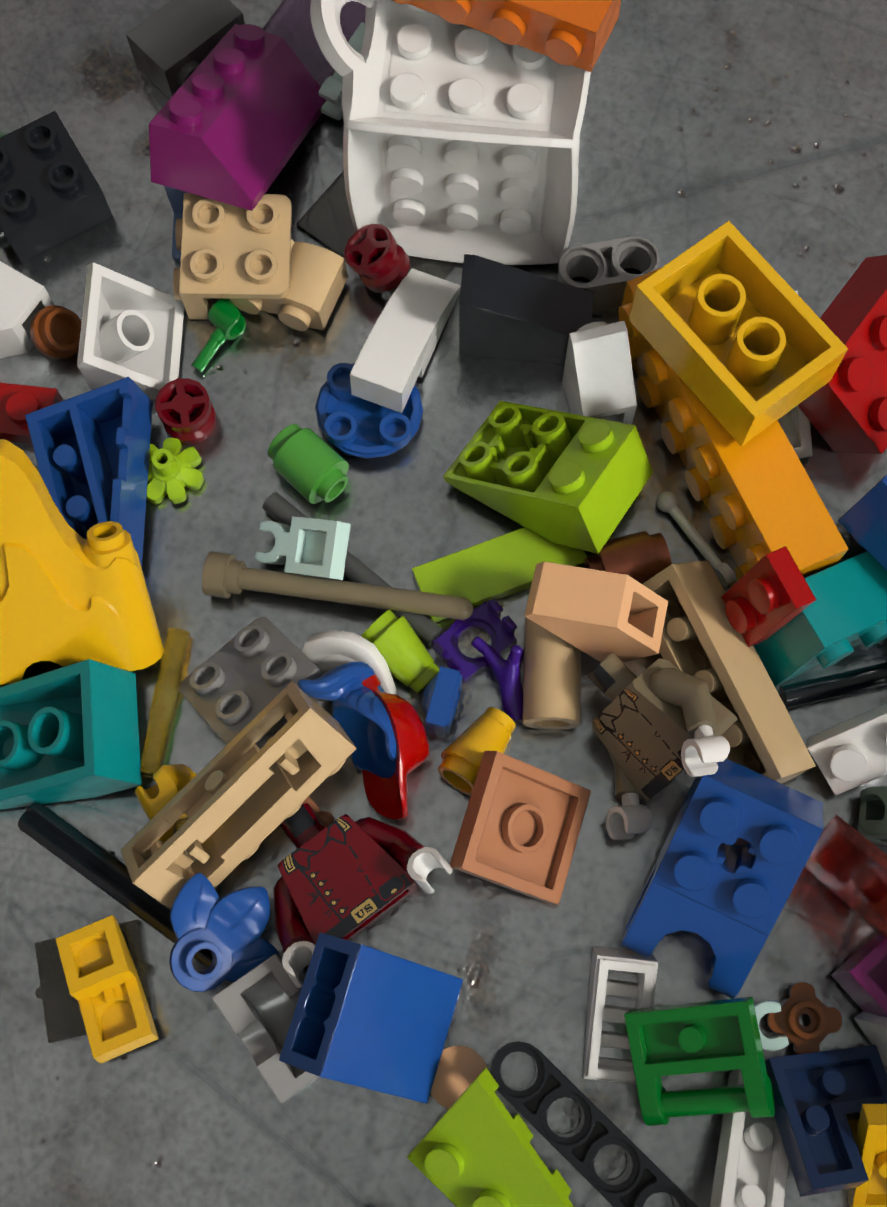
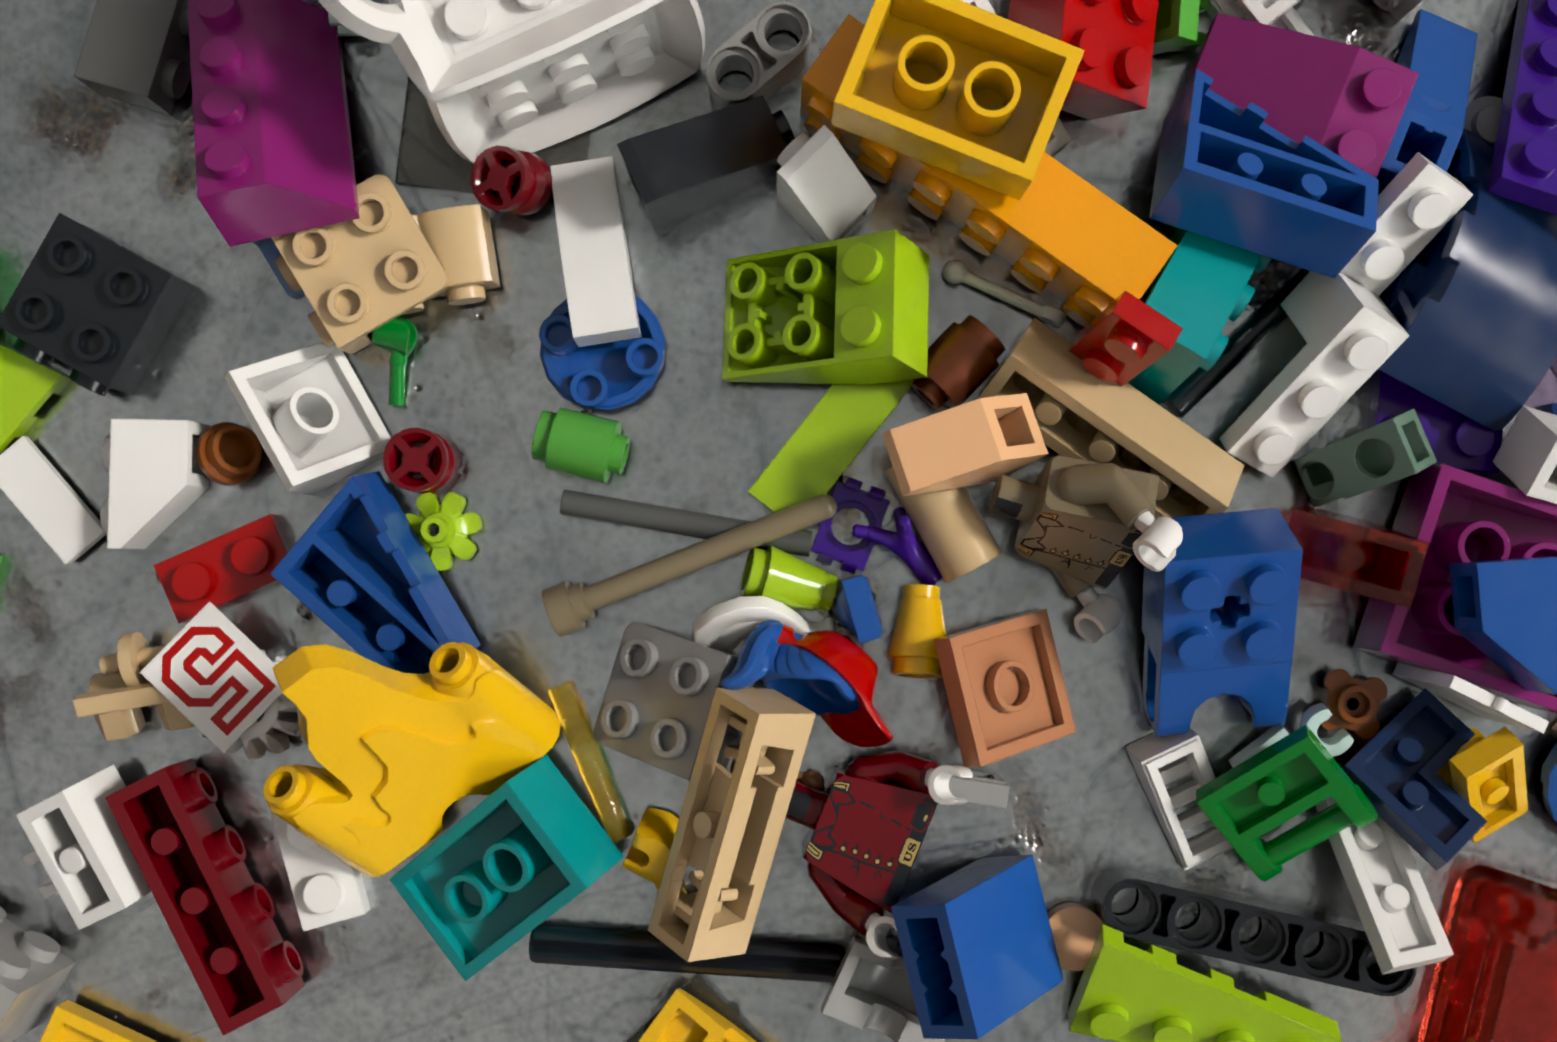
camera: 35 degrees left, 15 degrees up
(224, 926) = (789, 945): blue plate -> none
(308, 546) = (639, 530): light aqua plate -> none
(450, 897) = (982, 789): none -> light grey tile

